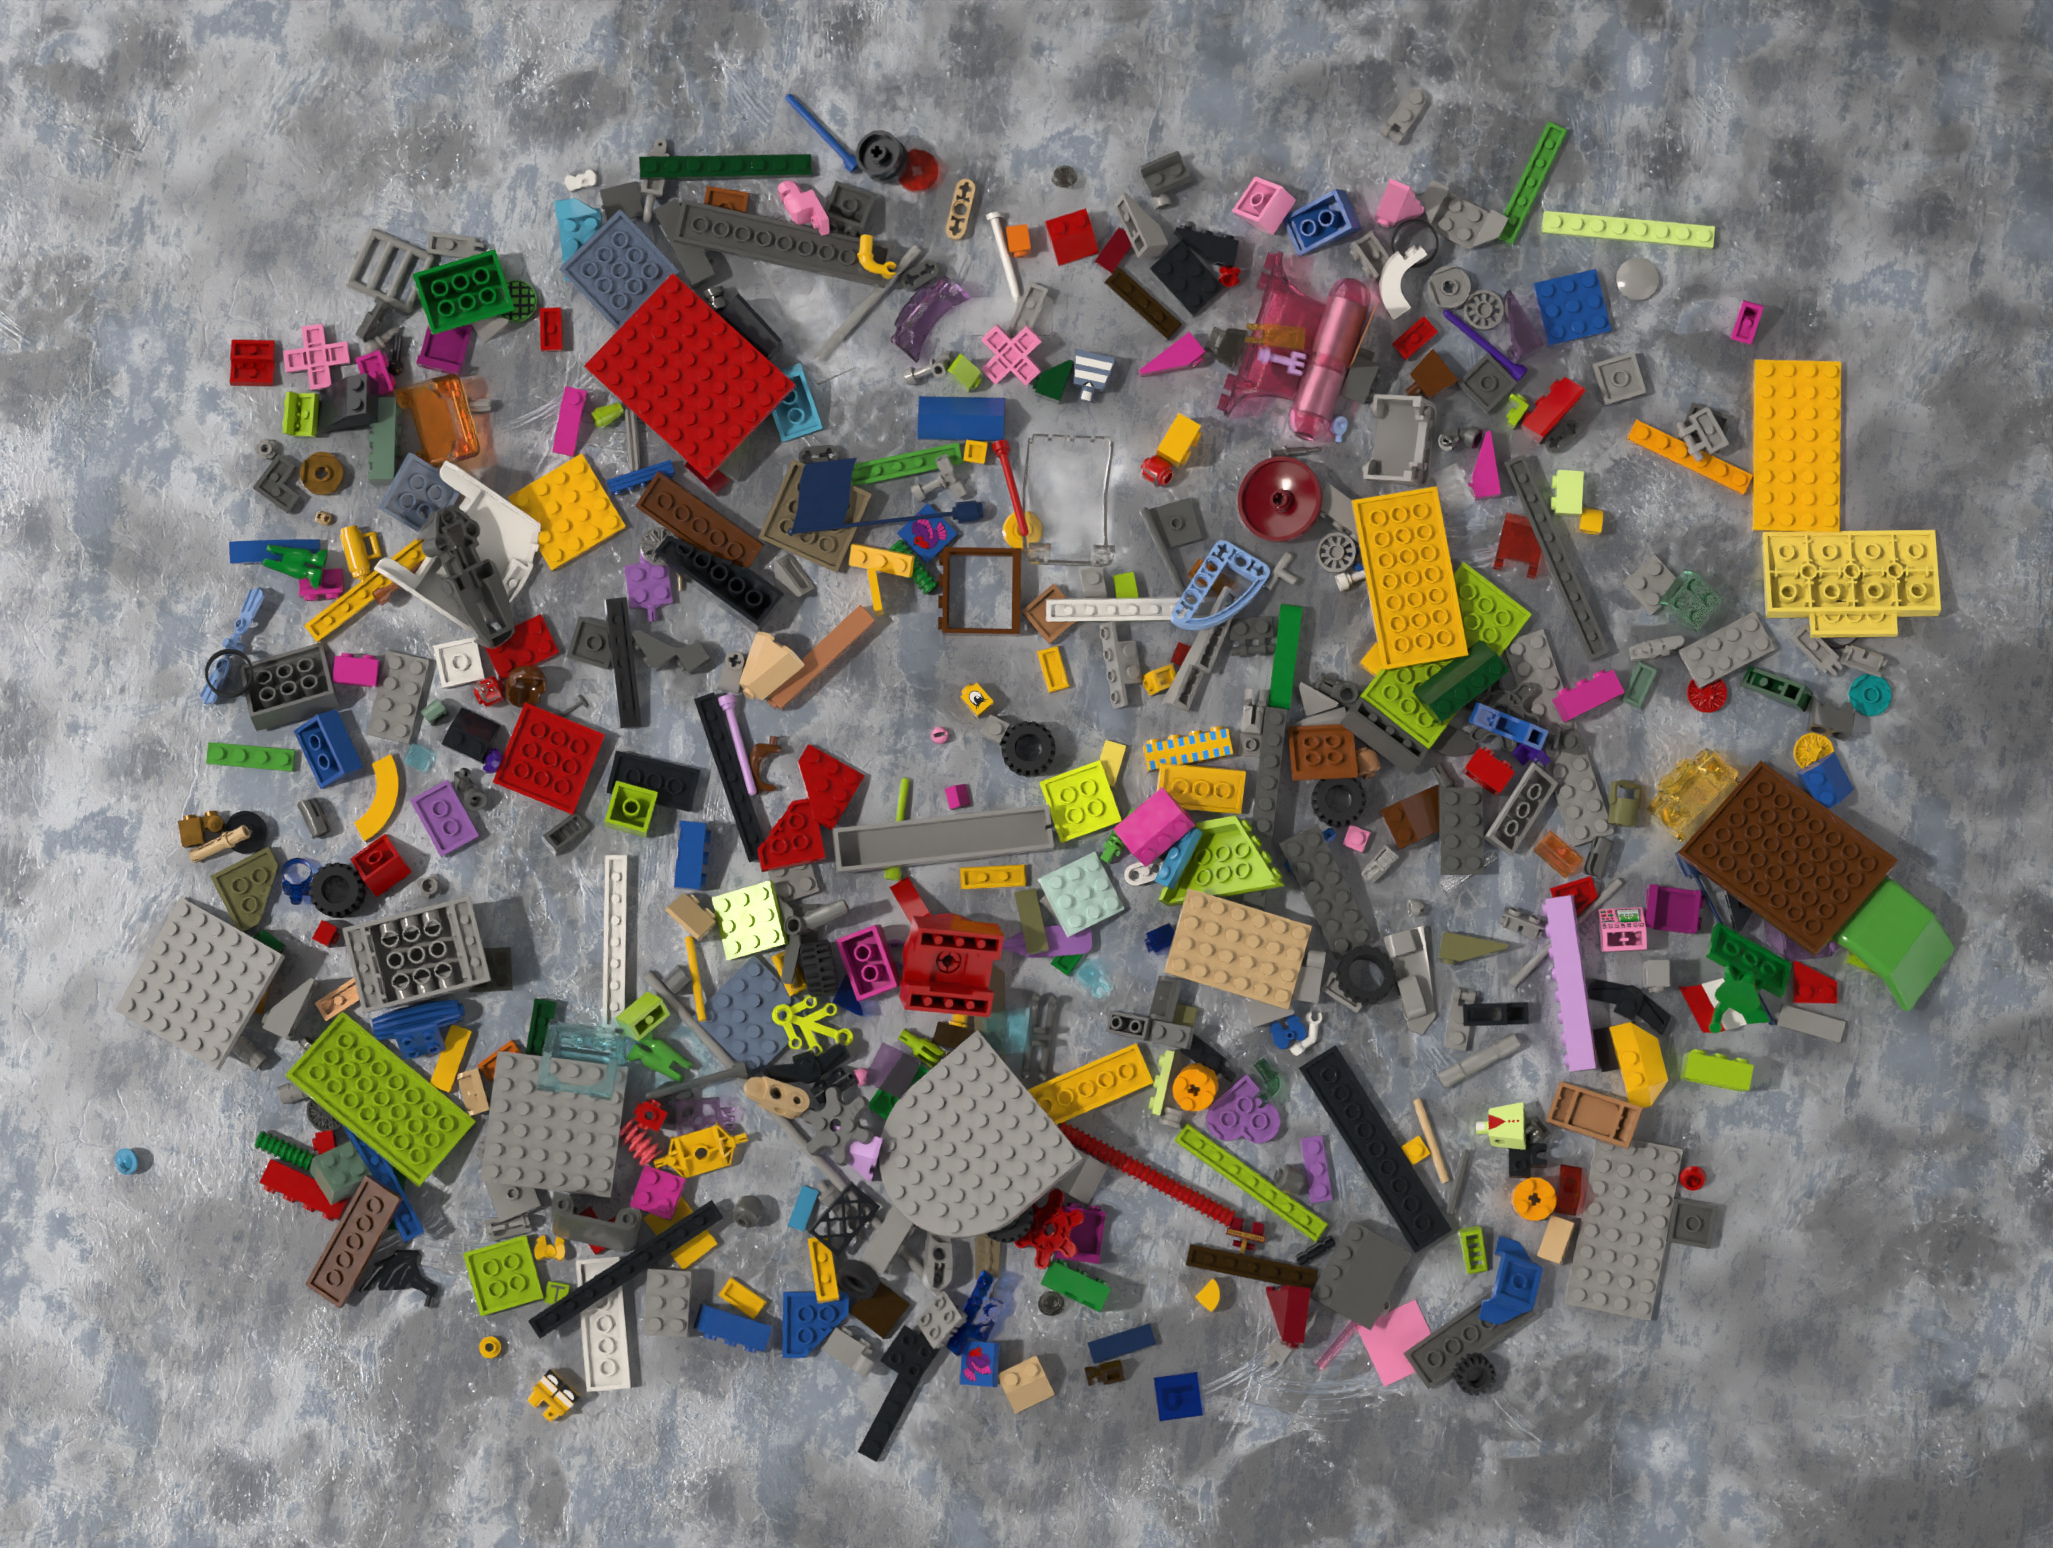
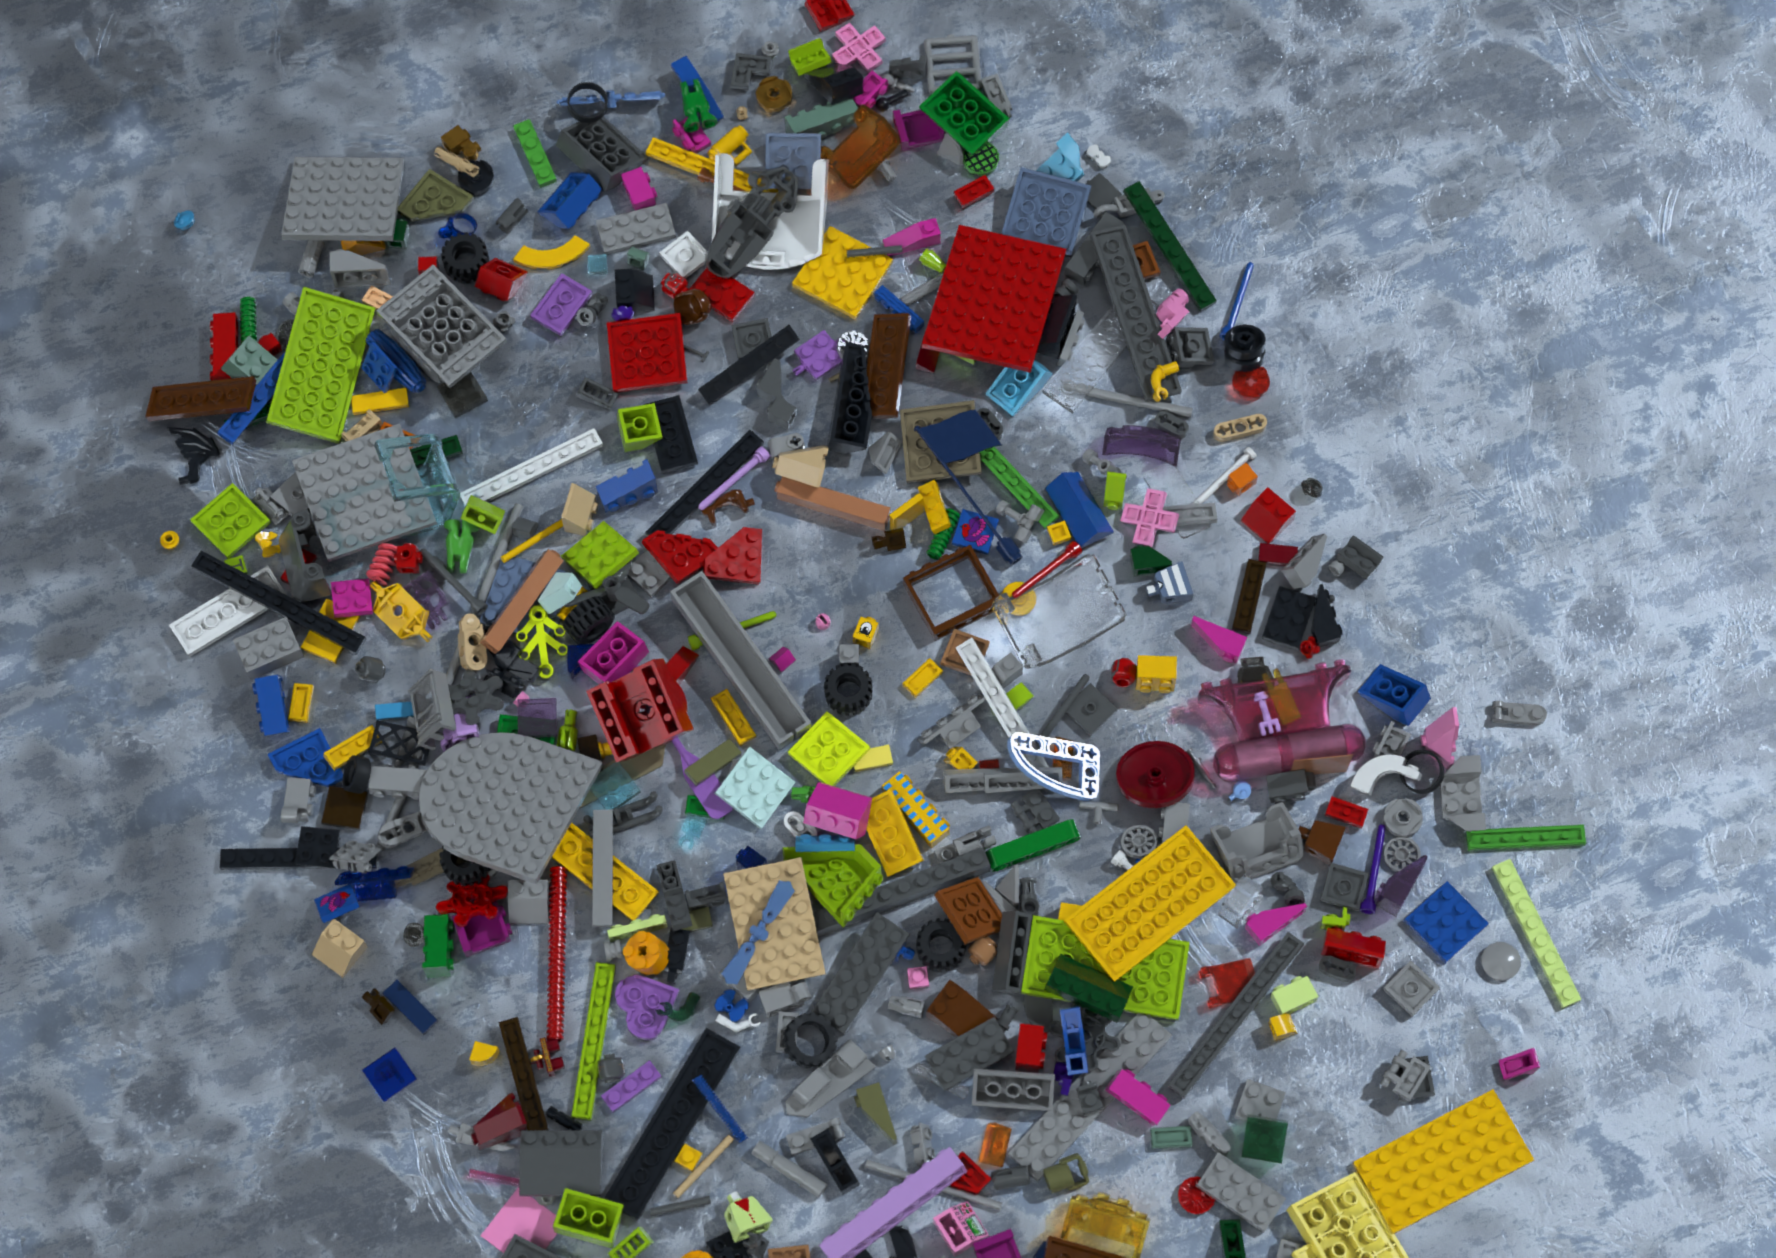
camera: 65 degrees right, 15 degrees down
(546, 1389) = (156, 603): yellow hips -> none
(565, 468) = (874, 251): none -> dark grey bar
(761, 1023) = (521, 601): none -> nougat brick
(773, 322) = (1071, 338): none -> light grey plate
(773, 981) = (559, 591): none -> light aqua slope
(829, 1170) = (431, 708): none -> light grey door
(893, 621) = (893, 540): none -> dark brown plate
(1086, 1085) = (602, 868): none -> light grey tile
(1243, 969) = (739, 962): none -> medium blue piece
(1264, 205) = (1381, 644): bright pink slope -> none
(1387, 1097) = (719, 1107): none -> blue piece
(1427, 1275) = (588, 1218): none -> lime slope
(1677, 452) = (1382, 1097): light orange plate -> none

